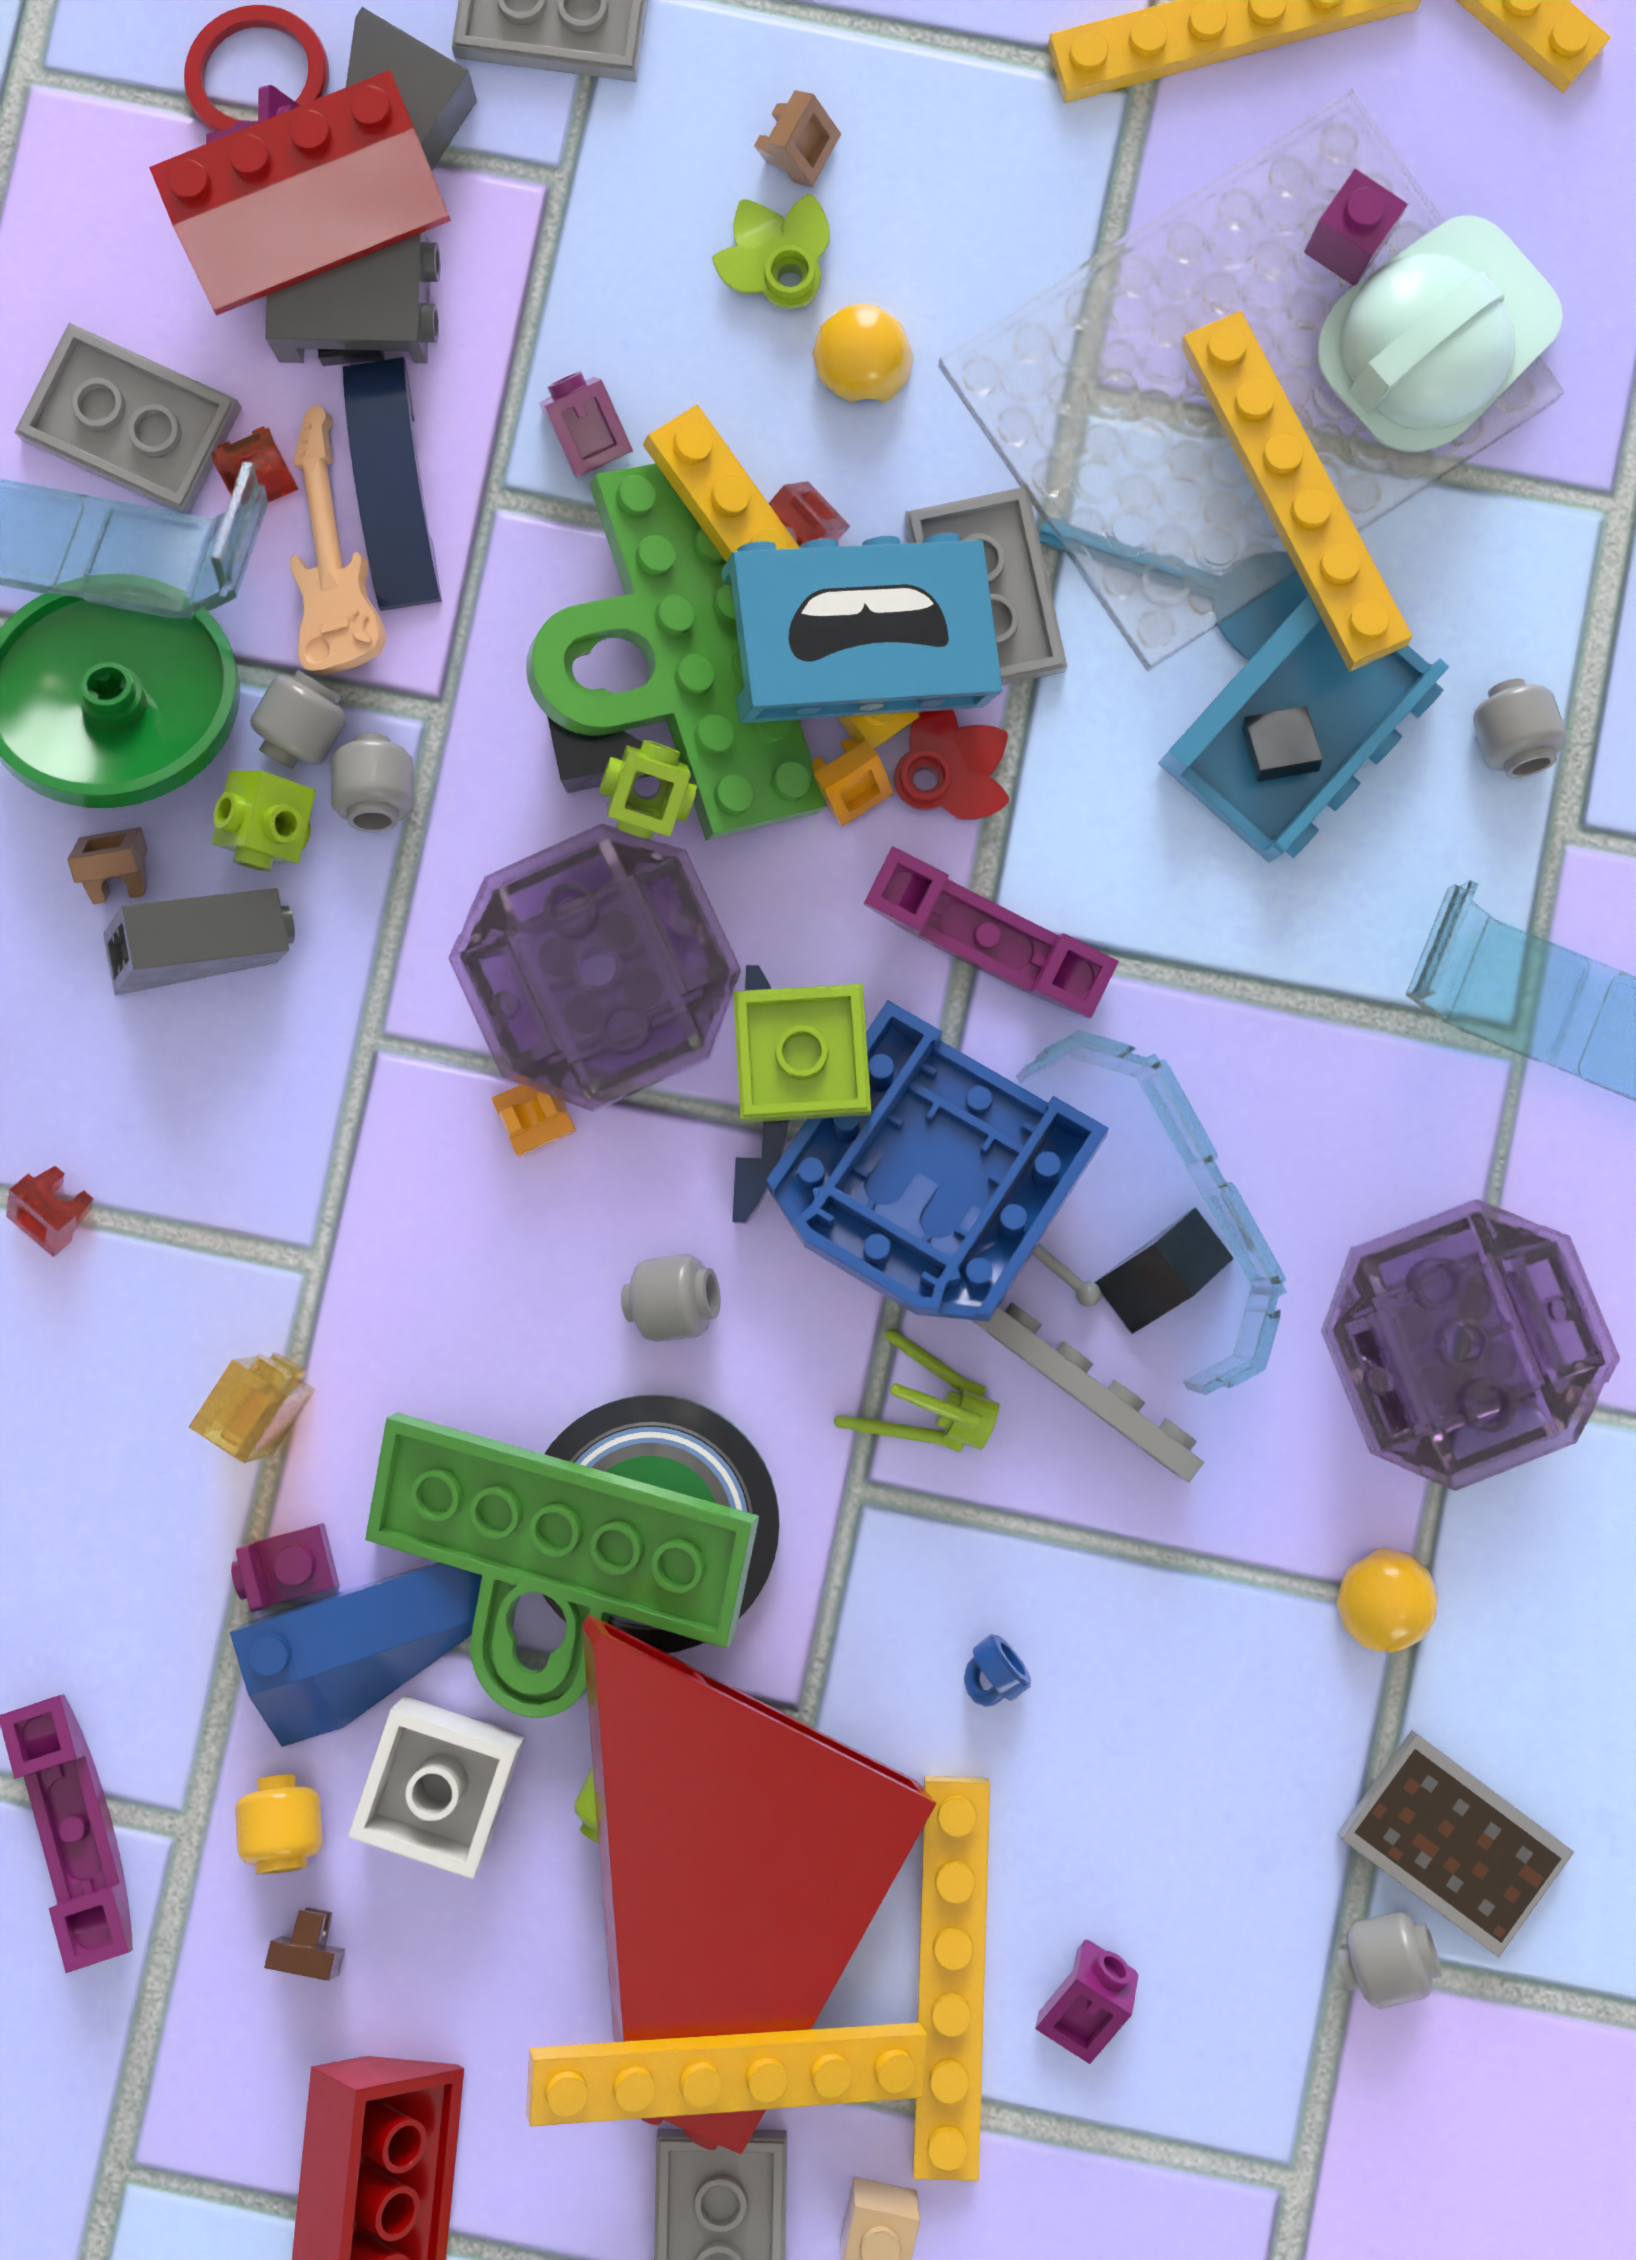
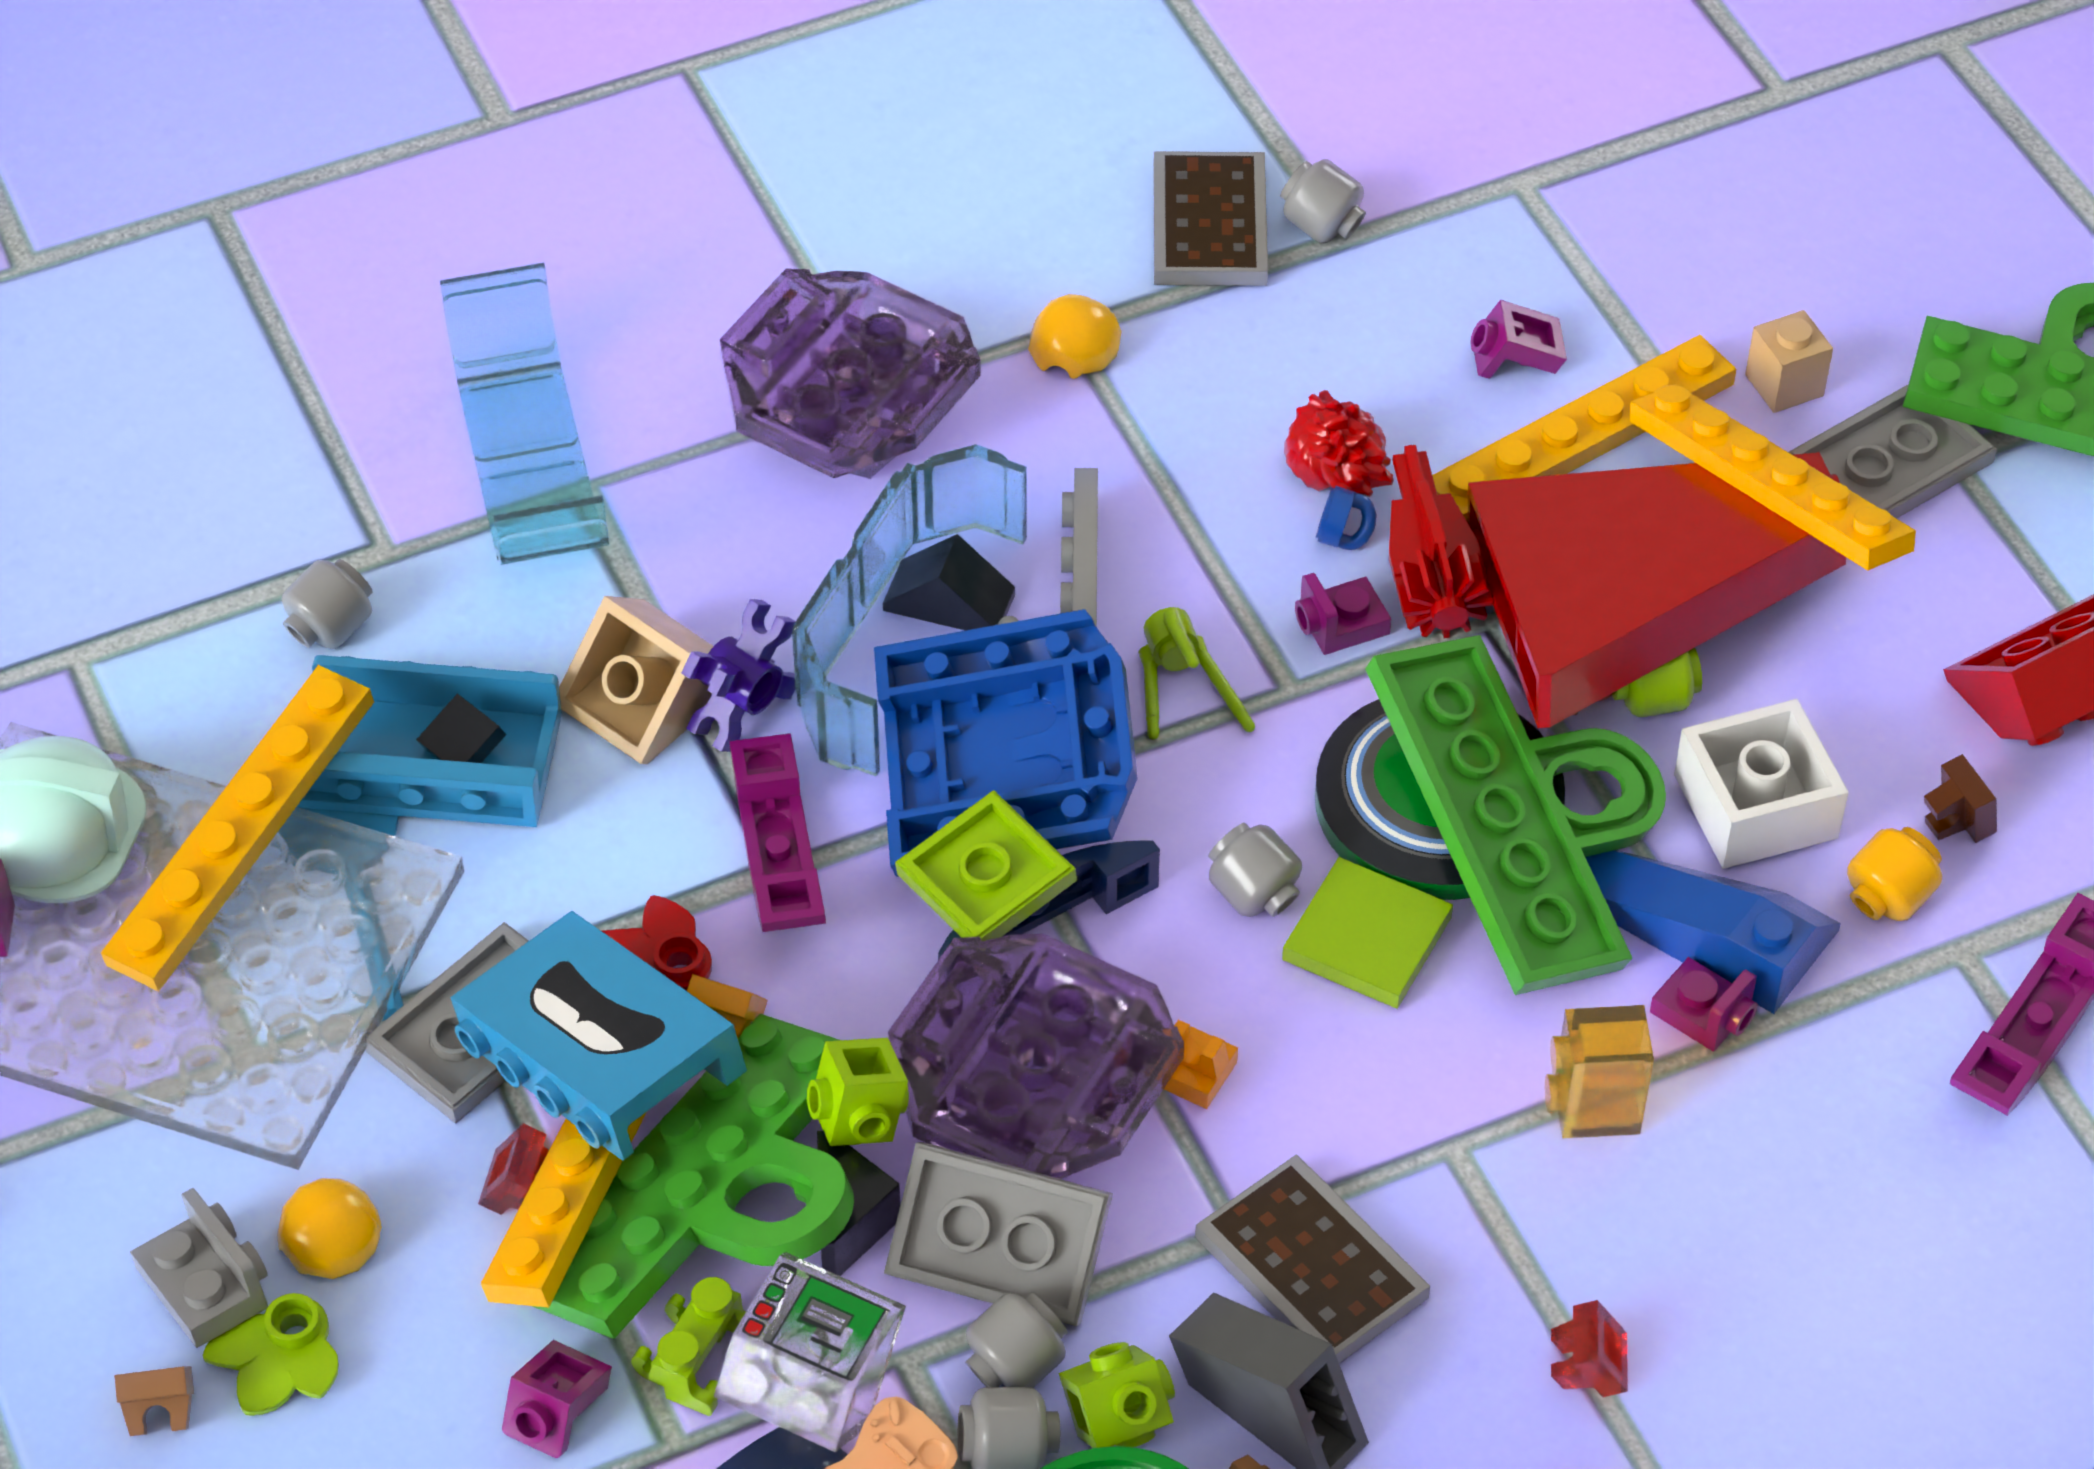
camera: 125 degrees left, 35 degrees down
(289, 1067) = (1312, 1259): none -> tile
(452, 603) = (811, 1352): none -> clear slope
(469, 832) = (997, 1231): none -> light grey tile
(541, 535) = (682, 1351): none -> lime piece
(556, 1351) = (1367, 932): none -> lime tile
(883, 231) = (203, 1272): none -> light grey bracket
(894, 1716) = (1433, 553): none -> red piece
(896, 1591) = (1341, 614): none -> magenta bracket
(1076, 1730) = (1337, 446): none -> red hair
(1171, 1004) = (741, 674): none -> dark purple pin
(1247, 939) = (630, 678): none -> tan slope

